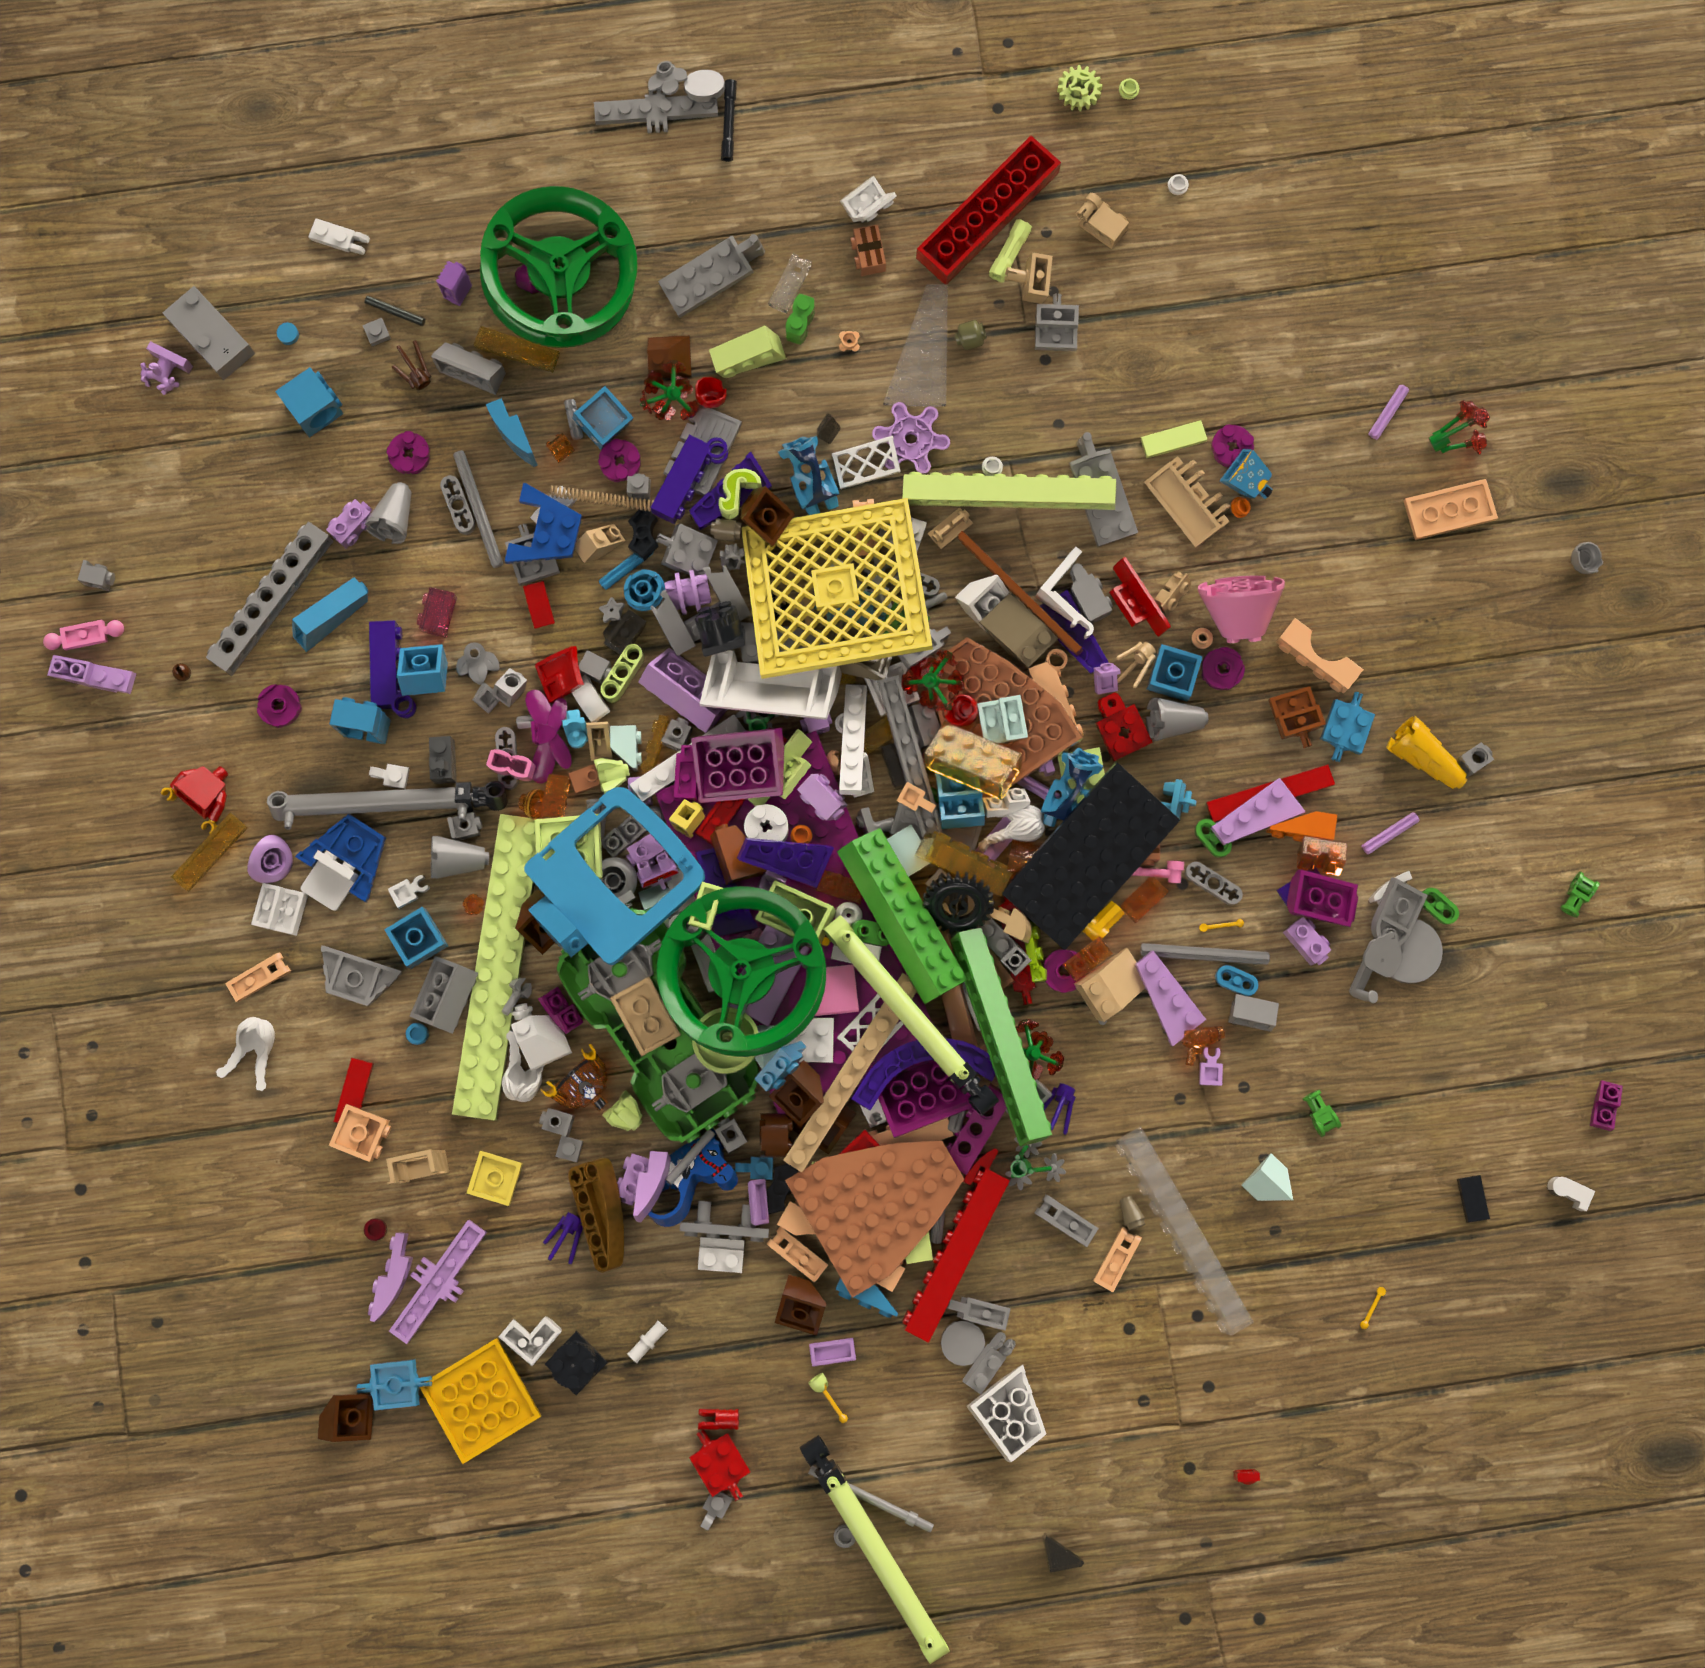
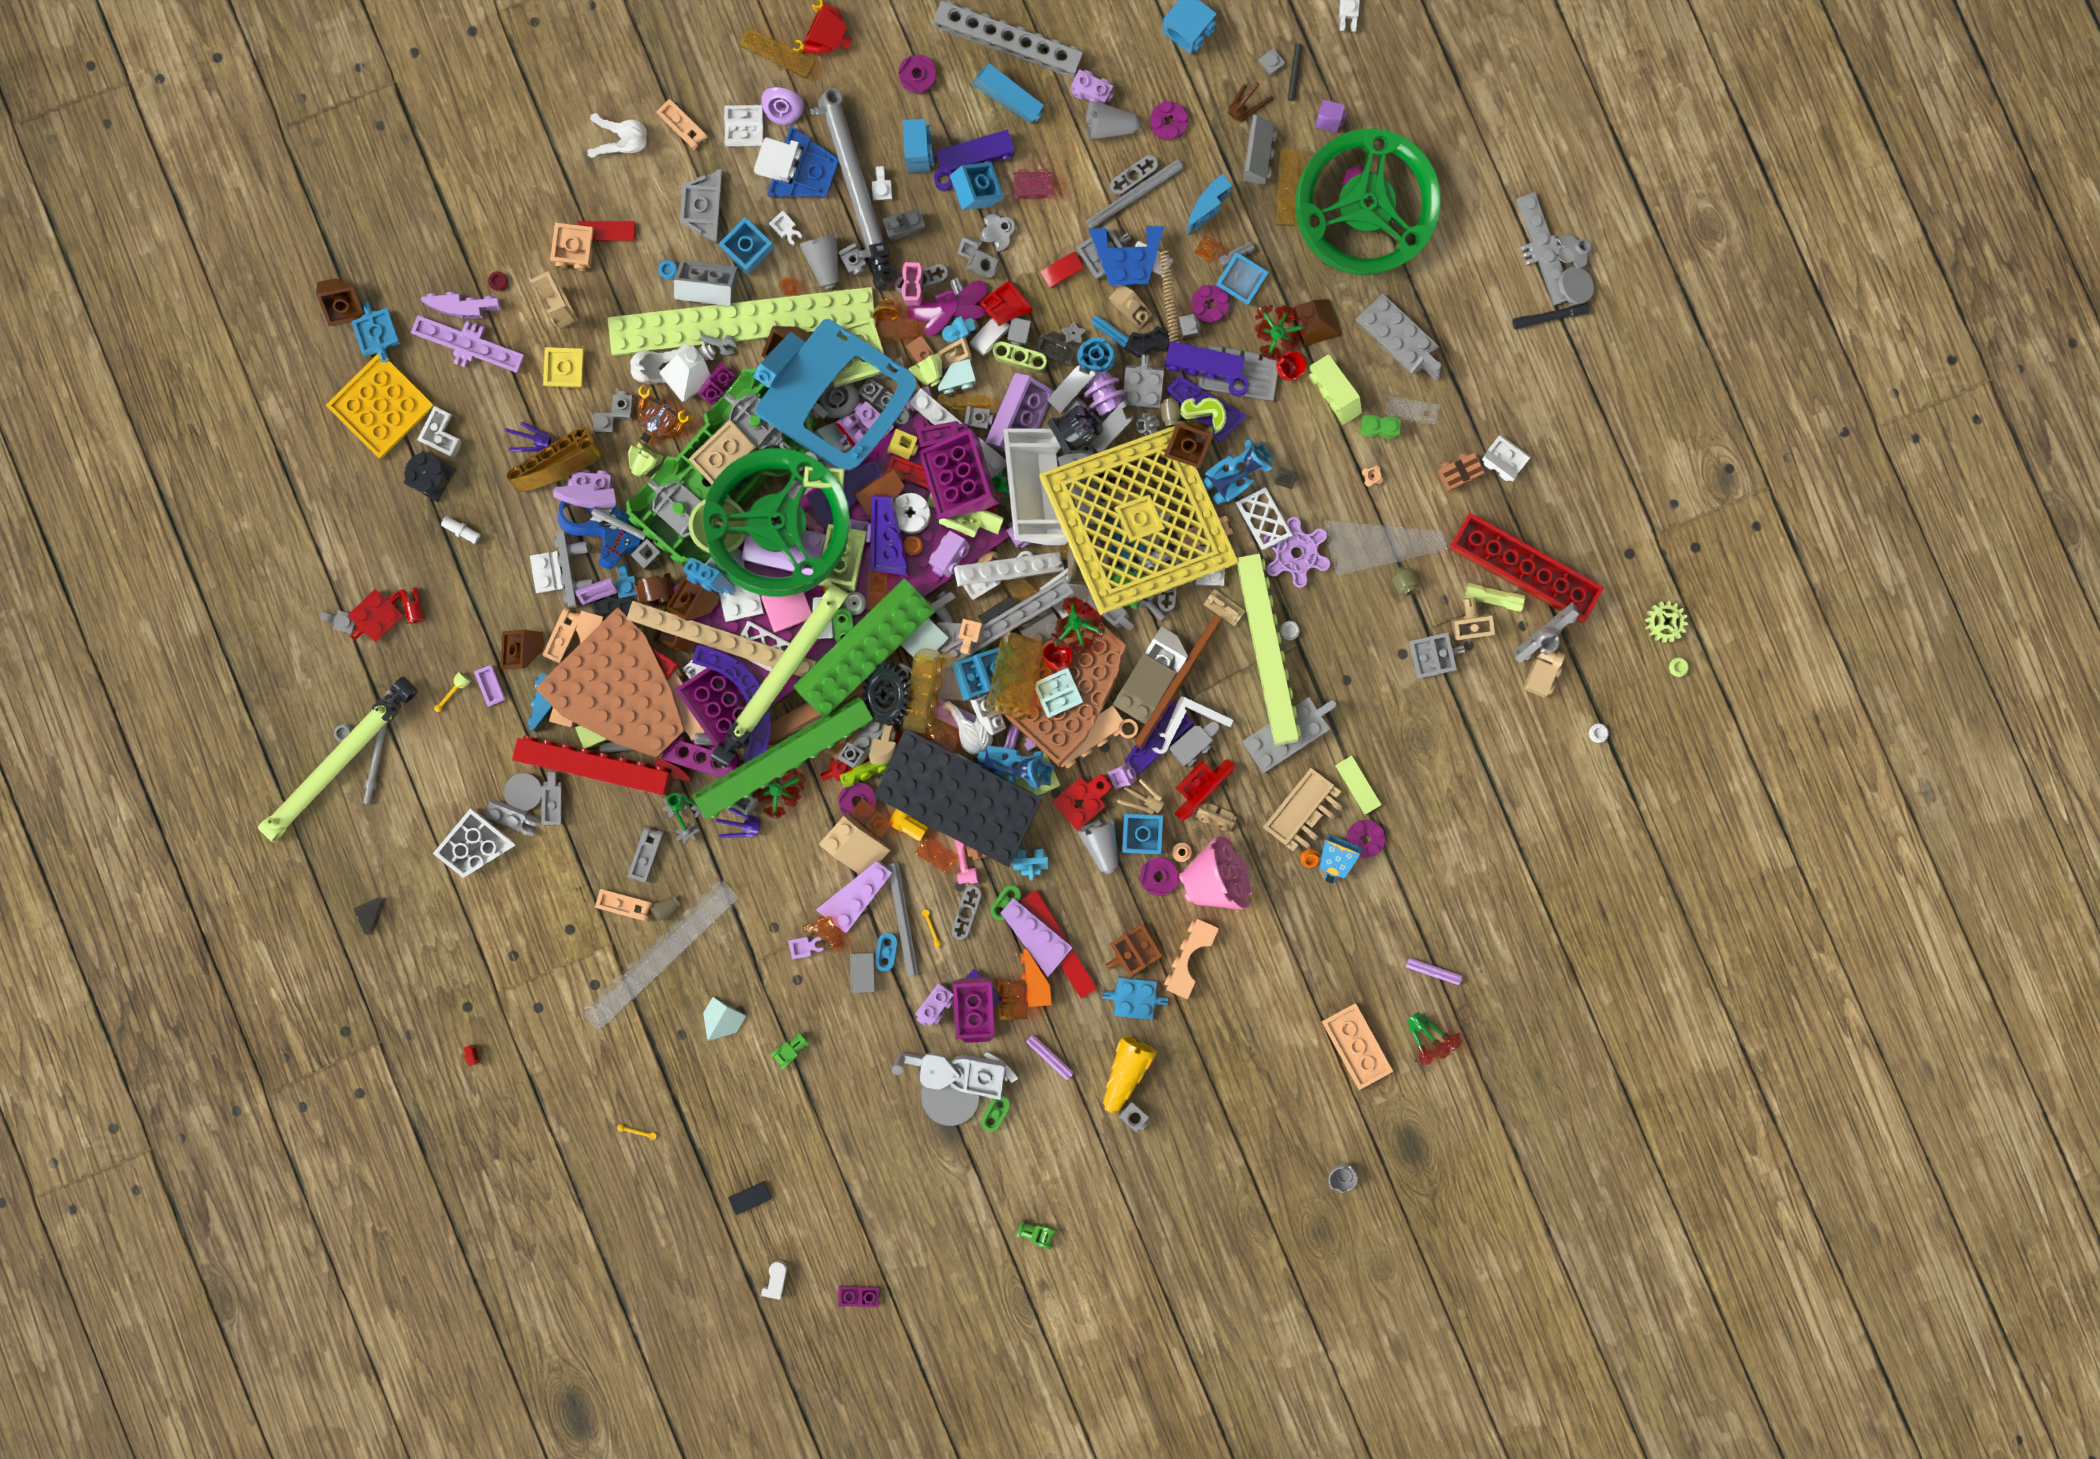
camera: 80 degrees right, 5 degrees up
(1066, 203) = (1547, 636): none -> light grey plate

